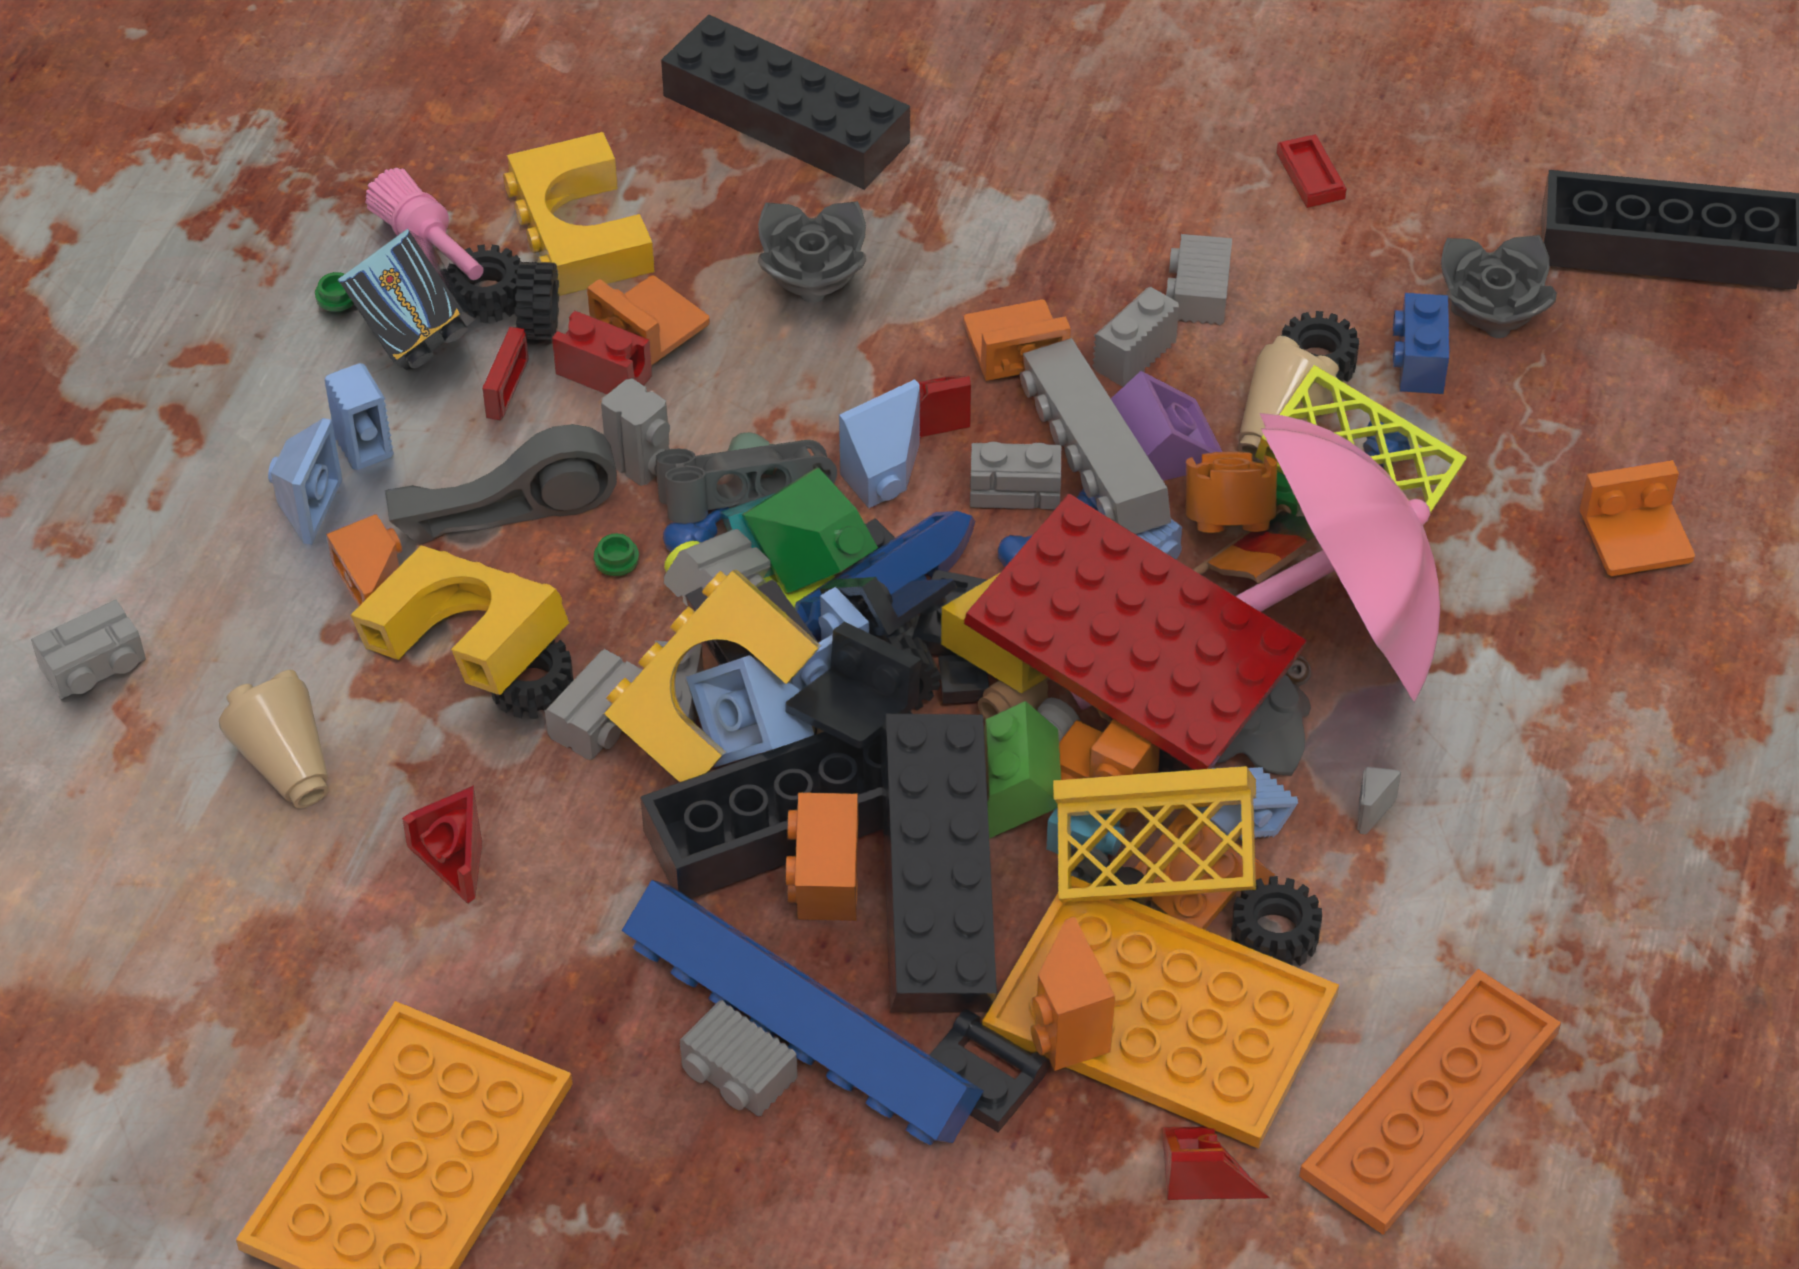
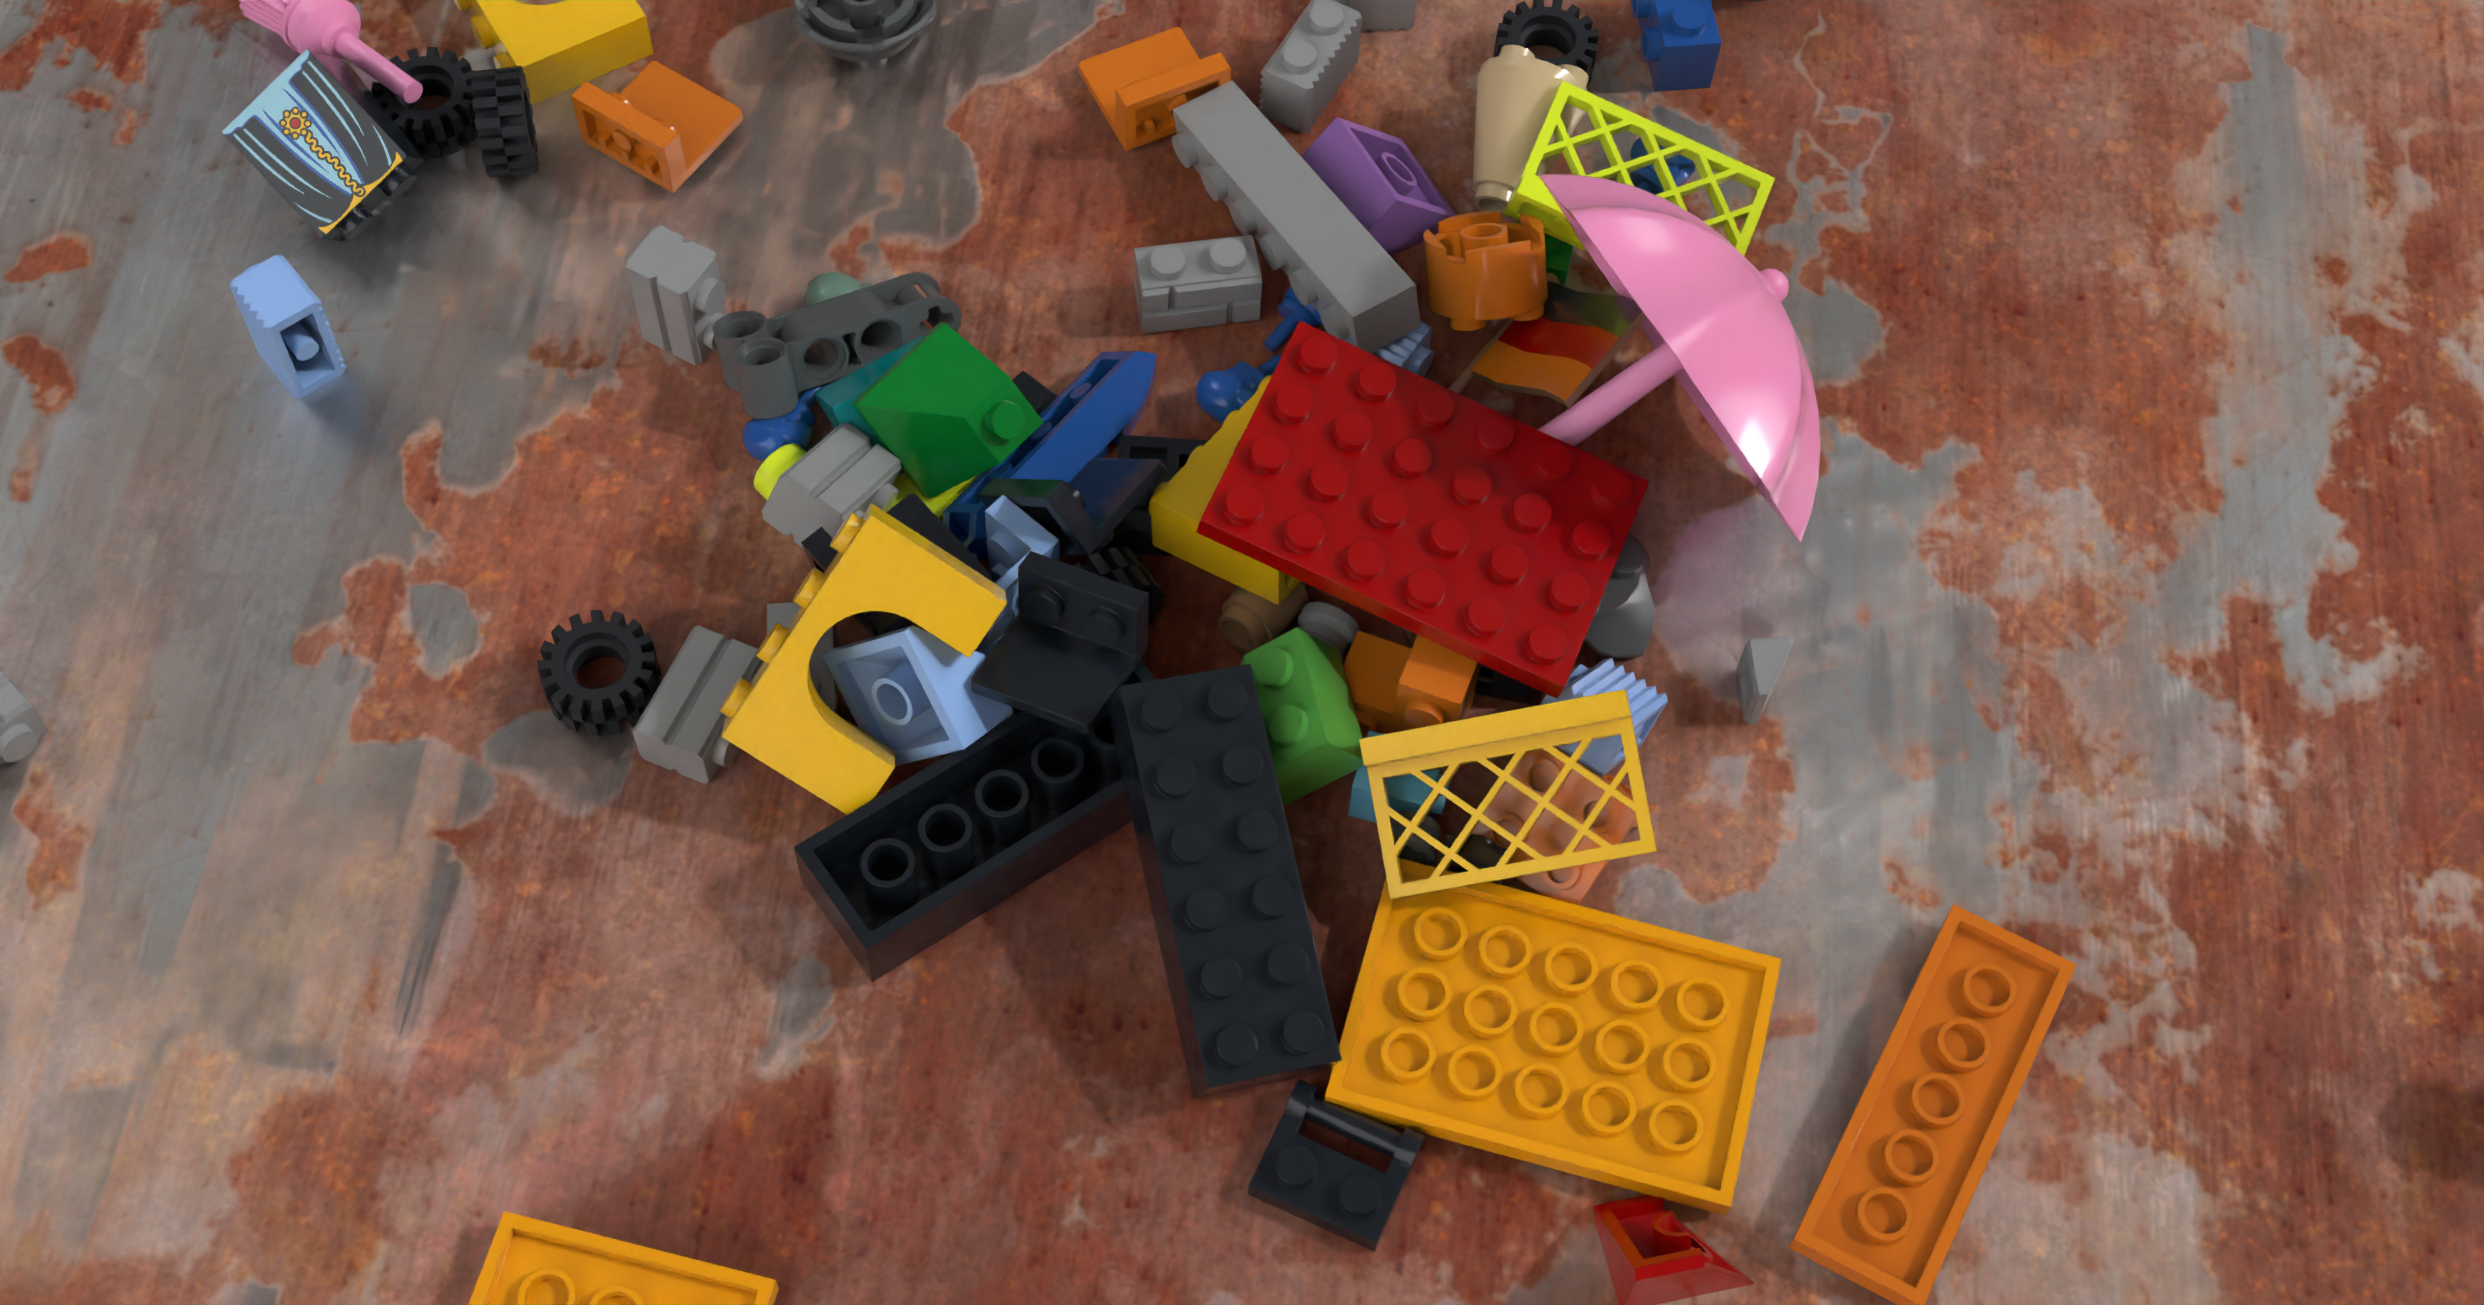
camera: 15 degrees left, 10 degrees up
(278, 736) = (263, 830): tan cone -> none
(307, 478) = (231, 427): light blue slope -> none
(331, 294) = (213, 147): green plate -> none
(364, 555) = (339, 540): orange slope -> none
(435, 585) = (443, 562): yellow arch -> none
(448, 840) = (535, 949): red slope -> none
(505, 373) = (480, 231): red tile -> none
(549, 475) = (567, 377): dark grey animal -> none
(600, 354) = (608, 188): red brick -> none
(616, 555) = (683, 476): green plate -> none
(738, 1059) = (1002, 1214): light grey brick -> none
(803, 1013) = (1078, 1130): blue brick -> none
(825, 865) = (1070, 891): orange brick -> none
(881, 444) = (1010, 267): light blue slope -> none
(945, 404) = (1067, 198): red slope -> none
(961, 680) = (1187, 590): black plate -> none
(1072, 1002) = (1456, 1063): orange slope -> none
(1282, 901) = (1701, 854): black tyre -> none
(1634, 518) = (1994, 233): orange bracket -> none

